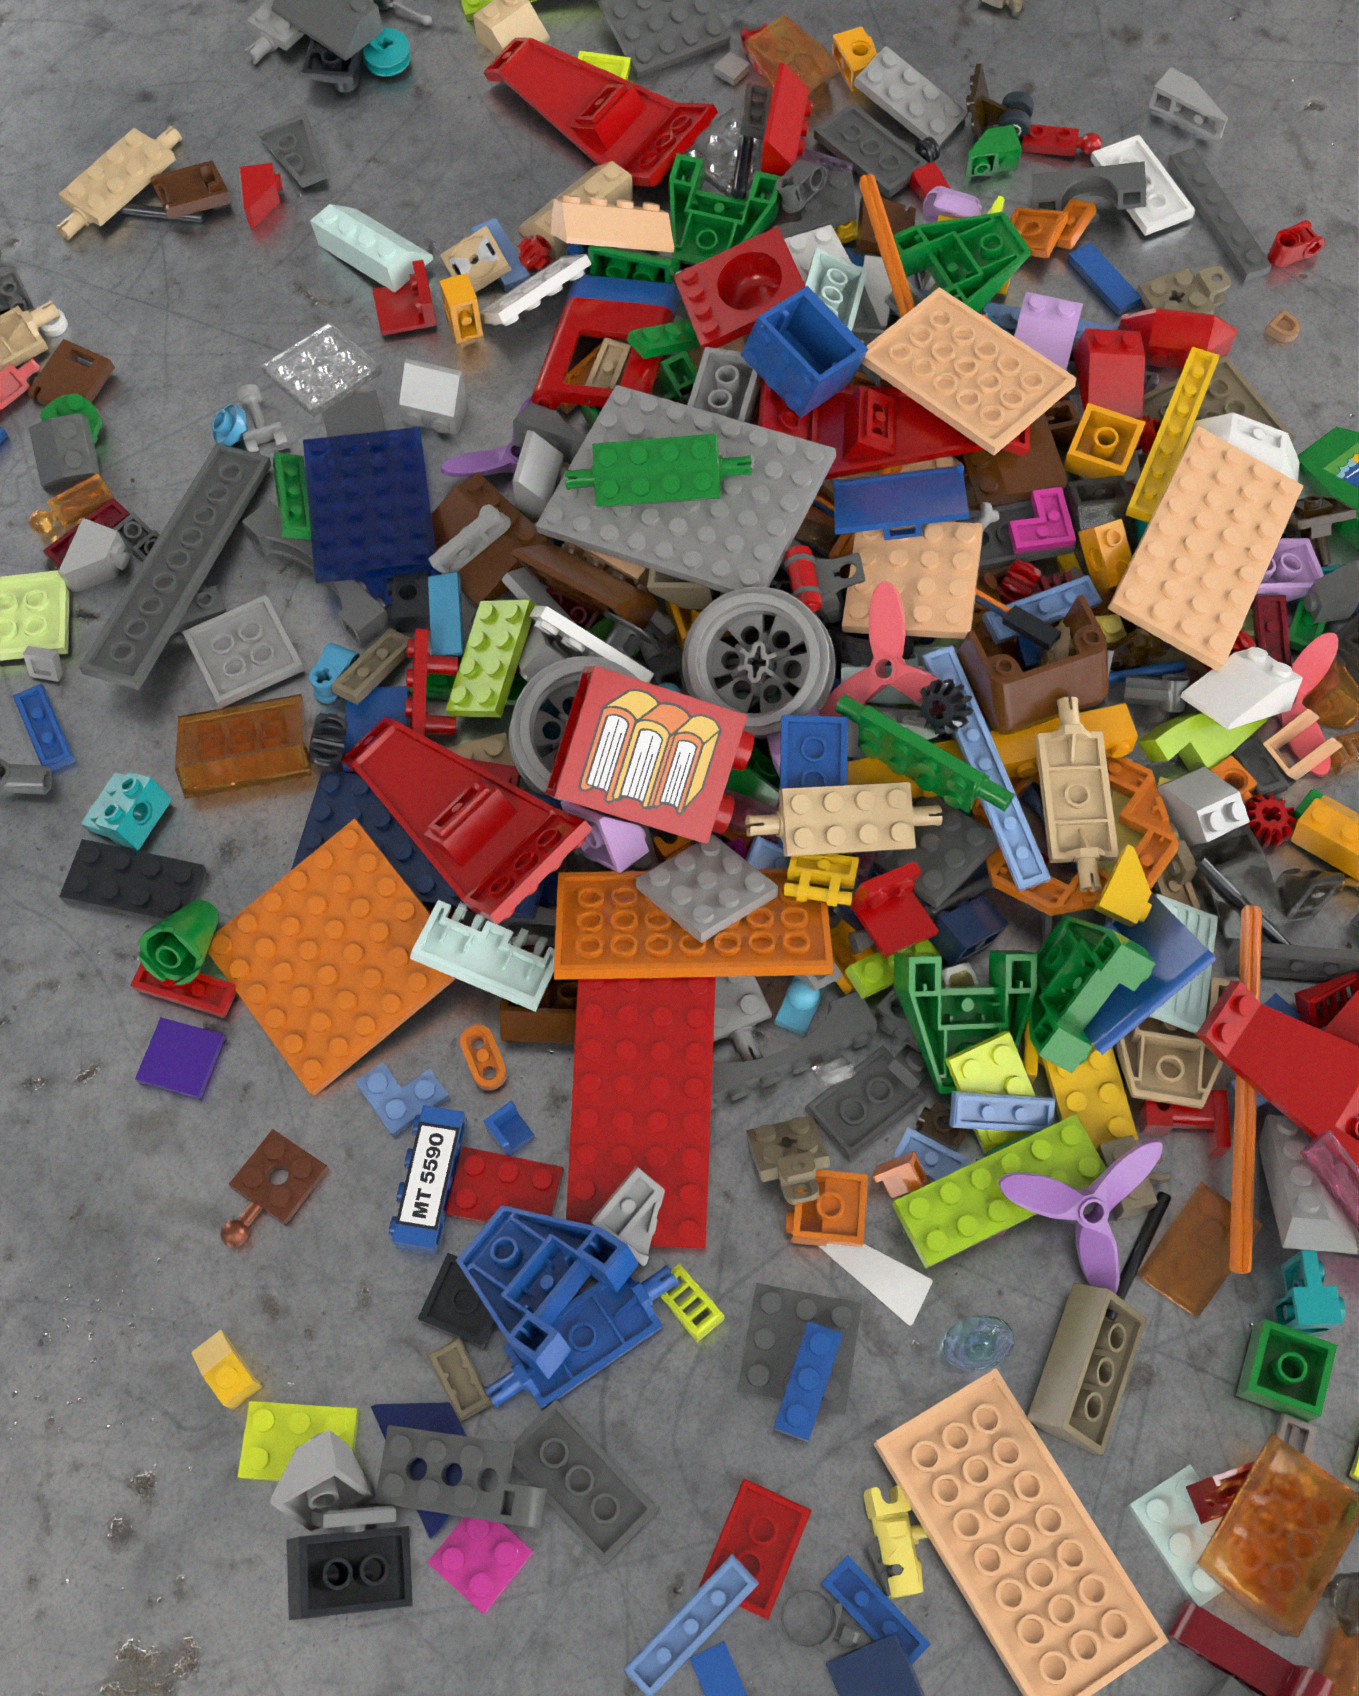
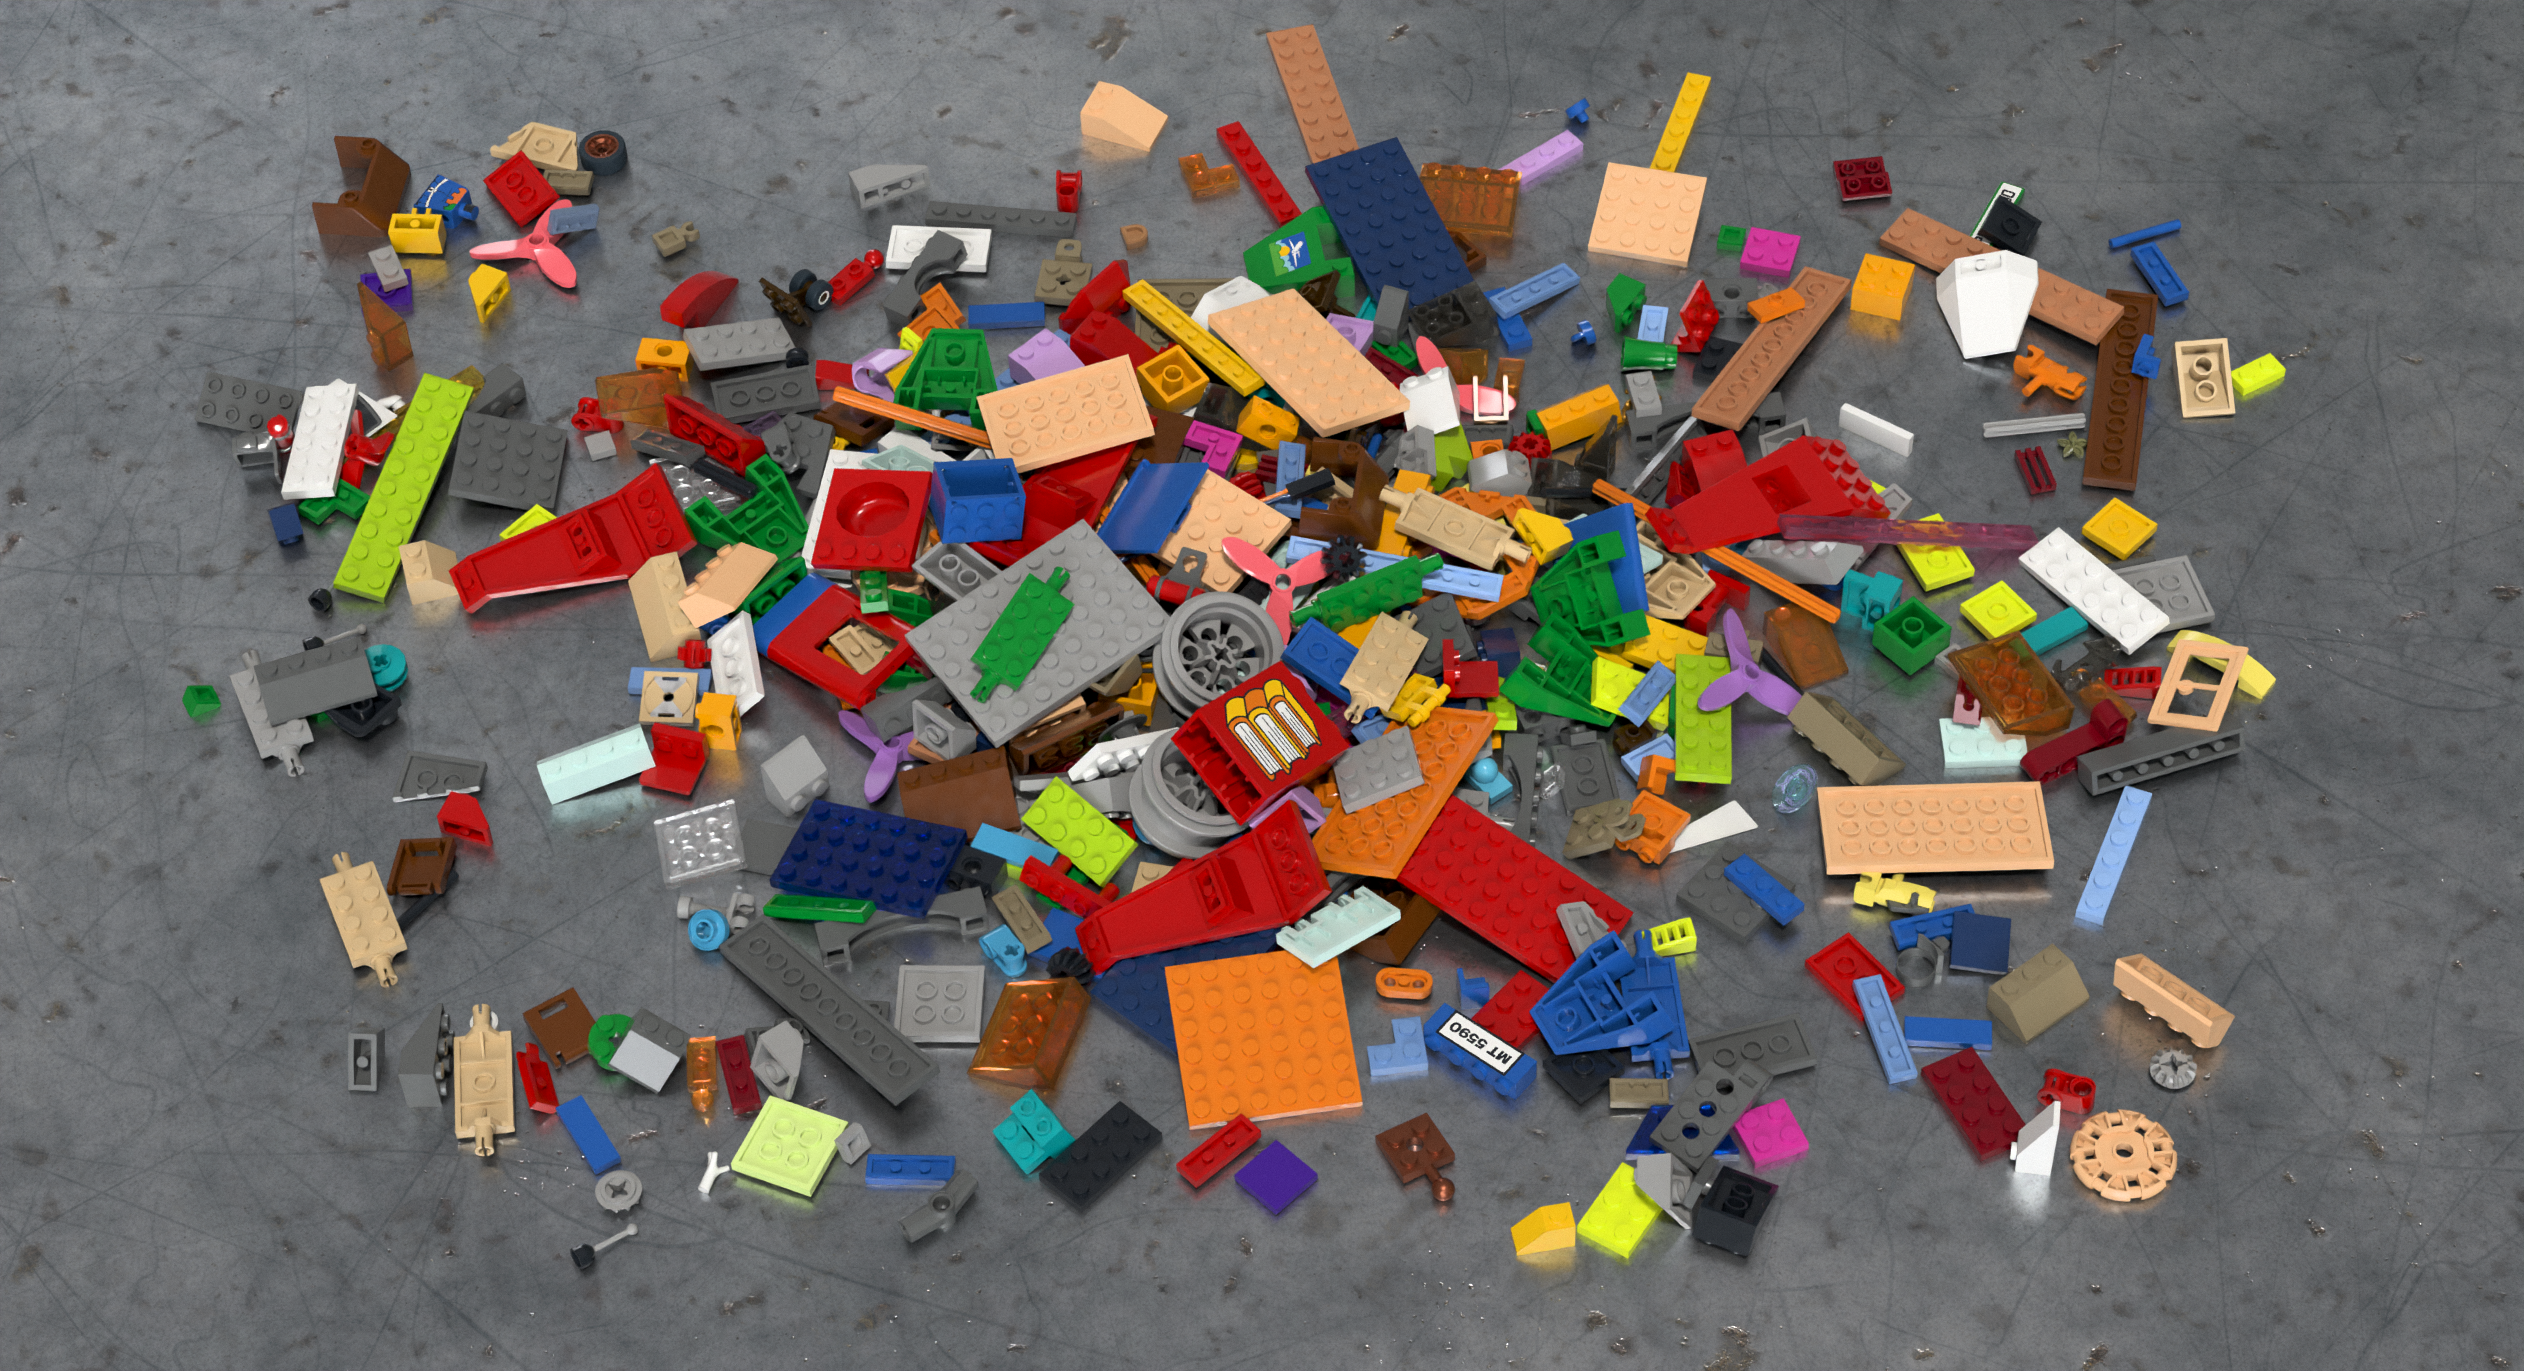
camera: 60 degrees left, 15 degrees down
(179, 943) = (1191, 1124): green cone -> none
(471, 540) = (968, 795): light grey plate -> none
(938, 41) = (697, 299): none -> red slope
(994, 152) = (834, 319): green slope -> none
(1163, 711) = (1417, 452): none -> light grey slope

